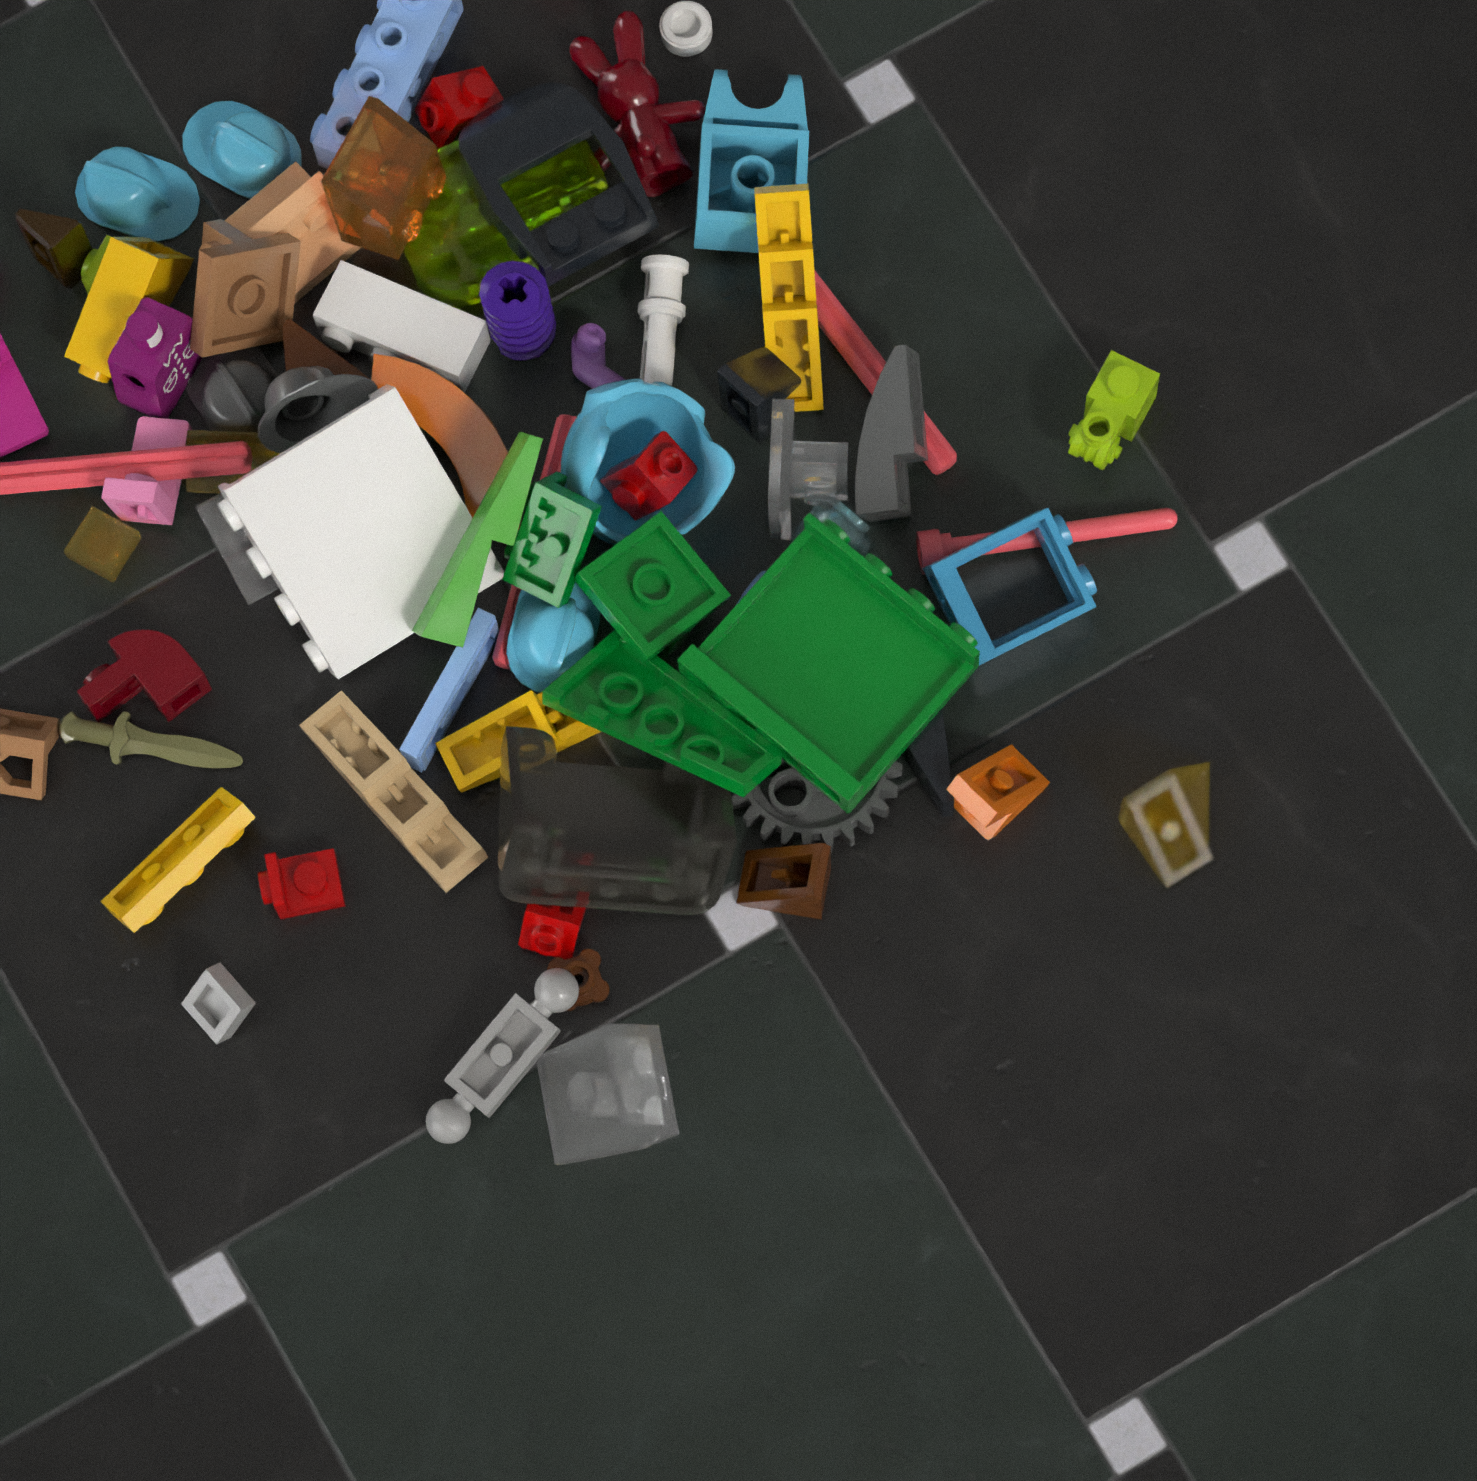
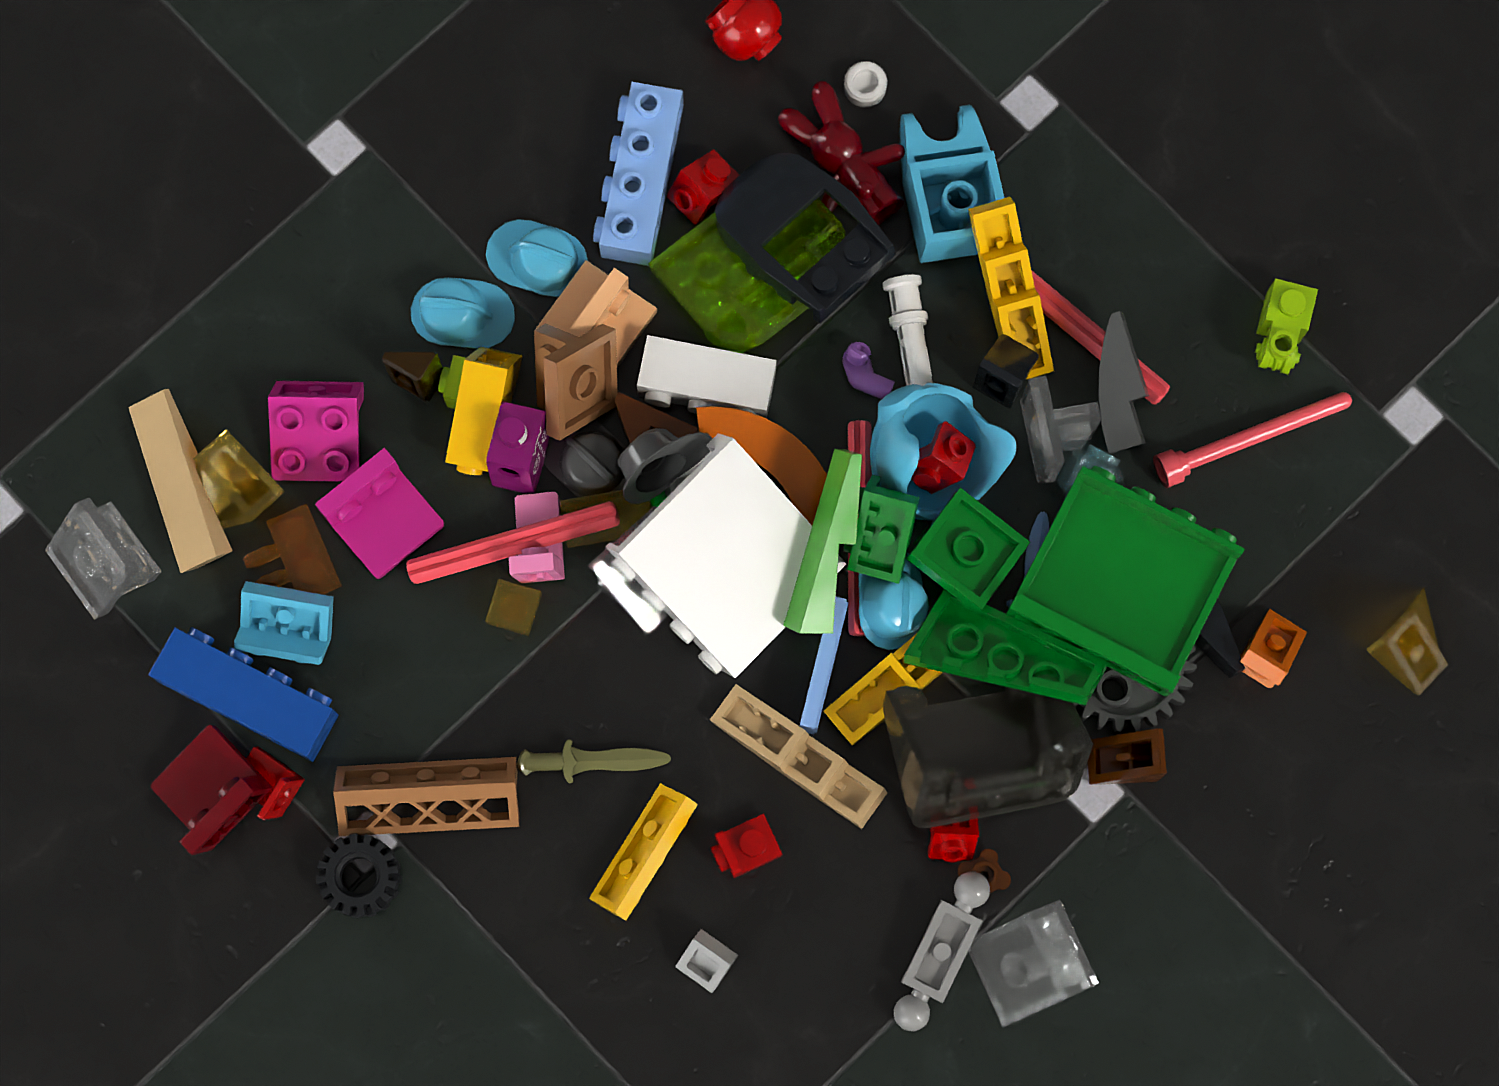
camera: 20 degrees left, 5 degrees up
(145, 663) = (579, 697): dark red brick -> none
(382, 181) = (669, 266): clear orange slope -> none
(518, 310) = (799, 345): dark purple piece -> none
(1073, 579) = (1287, 466): dark azure window -> none

